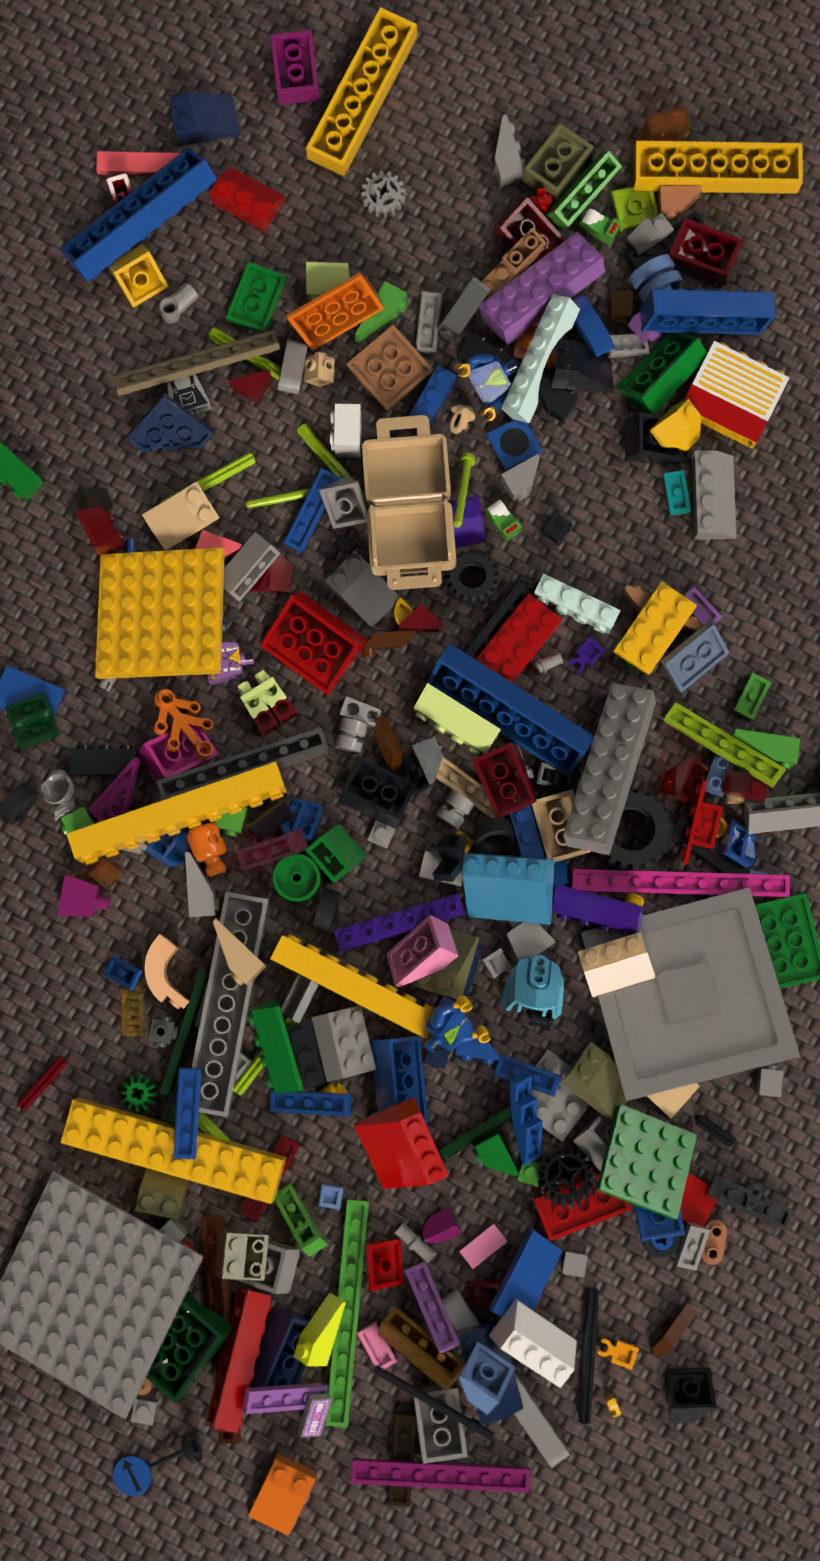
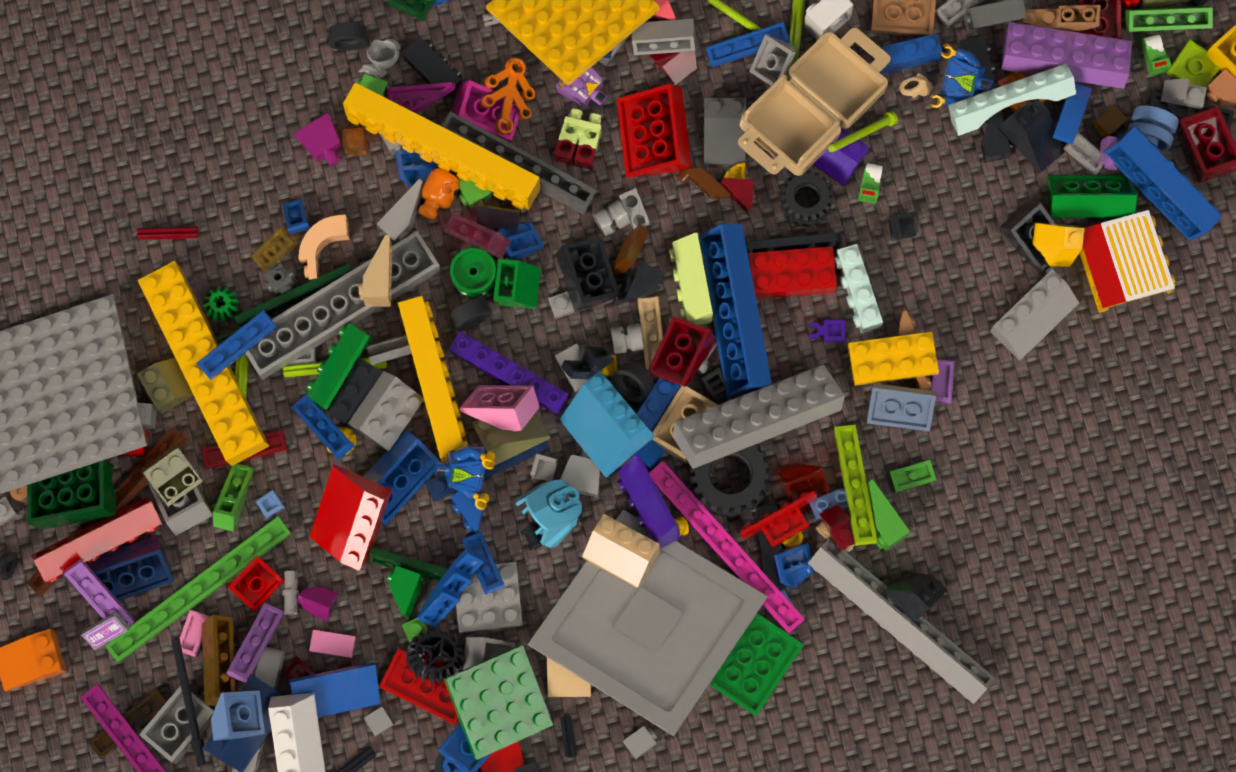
camera: 50 degrees right, 5 degrees down
(320, 1333) = (166, 581): neon yellow slope -> none
(513, 443) = (934, 140): blue tile -> none
(520, 478) = (914, 167): light grey slope -> none
(548, 662) = (797, 308): light grey pin -> none
(596, 1081) = (523, 613): olive slope -> none
(676, 493) = (1011, 286): teal plate -> none

